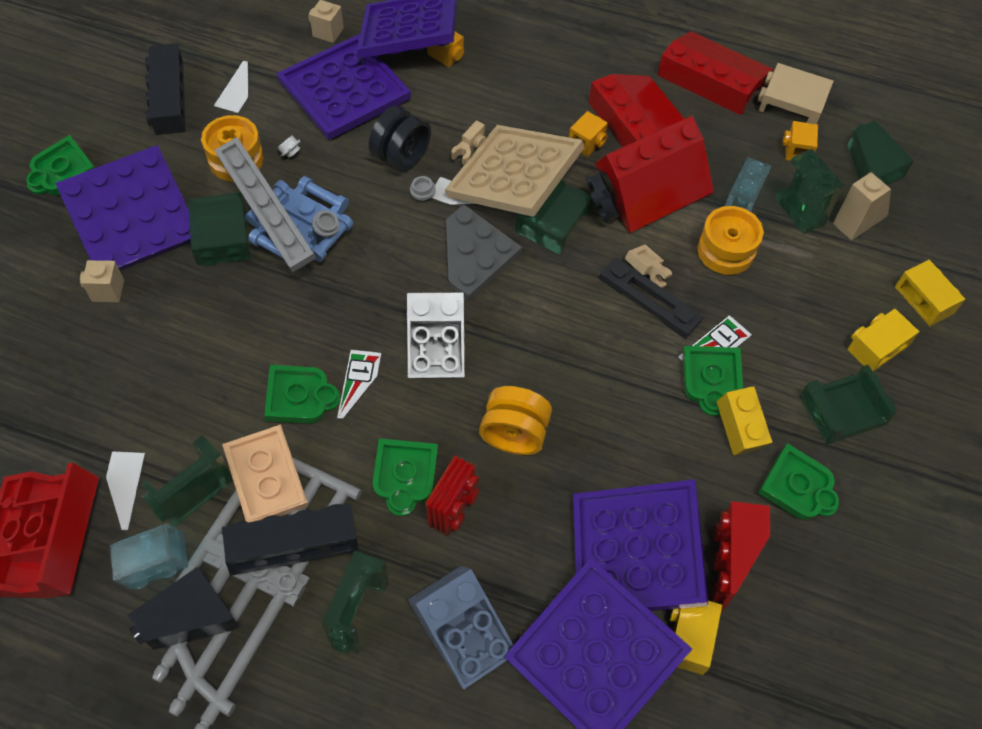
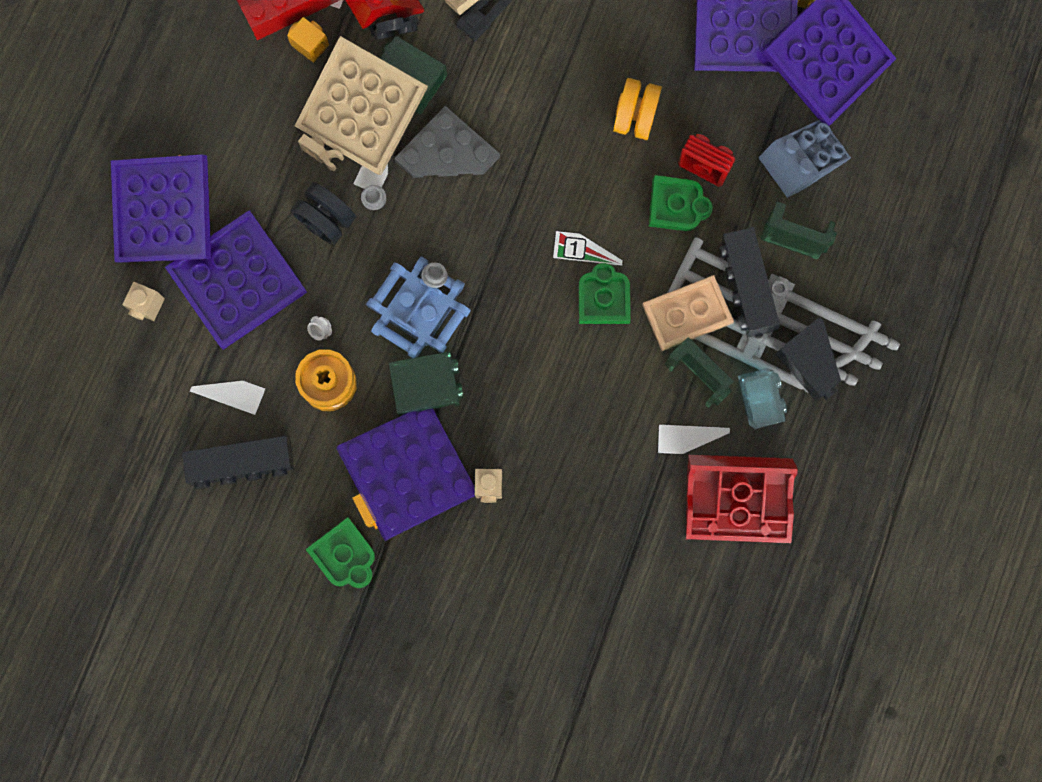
camera: 85 degrees left, 20 degrees up
(265, 204) = (412, 332): light grey plate -> none
(435, 335) = (541, 180): white slope -> none

